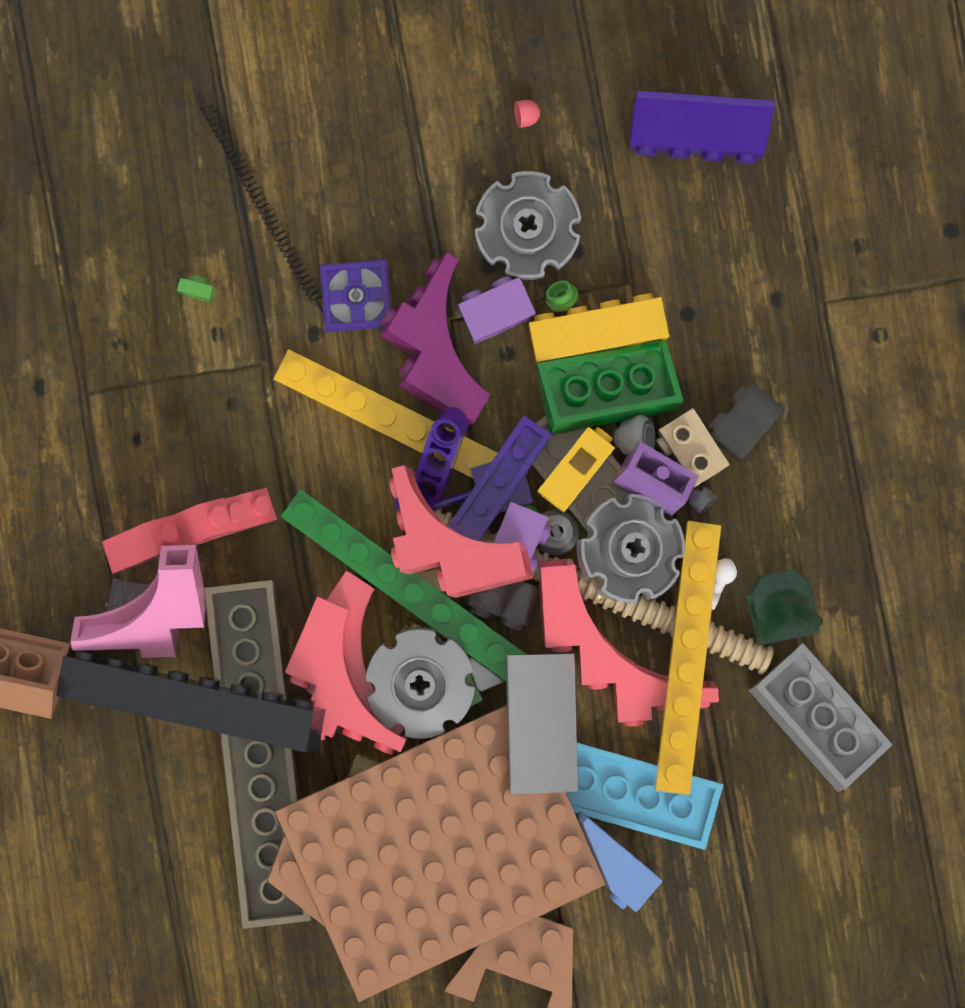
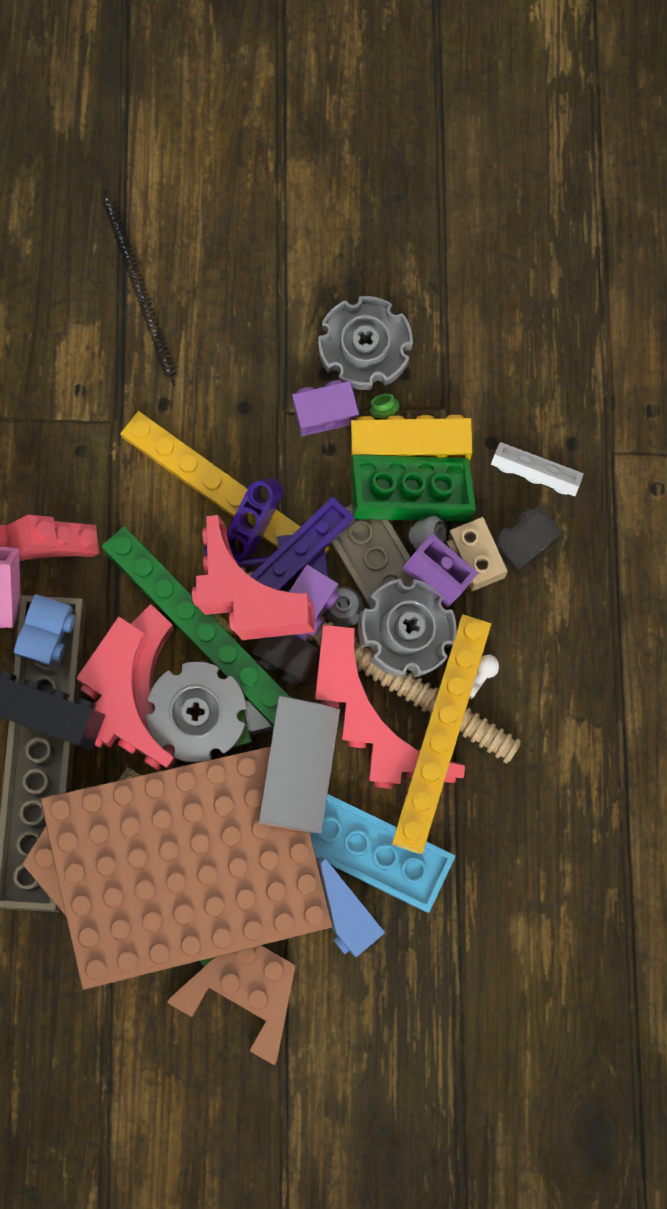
camera: 10 degrees right, 10 degrees down
(197, 288) = (69, 347): bright green plate -> none
(239, 626) = (44, 631): none -> medium blue brick
(355, 295) = (205, 376): dark purple piece -> none
(423, 332) = (260, 443): magenta arch -> none
(526, 113) = (380, 252): coral hinge -> none
(576, 468) = (371, 550): yellow brick -> none
(700, 126) = (528, 279): dark purple slope -> none
(701, 499) = (477, 600): dark grey hinge -> none
(743, 339) = (537, 469): none -> white plate
(782, 607) = (535, 706): clear green piece -> none
(820, 717) = (553, 812): light grey slope -> none

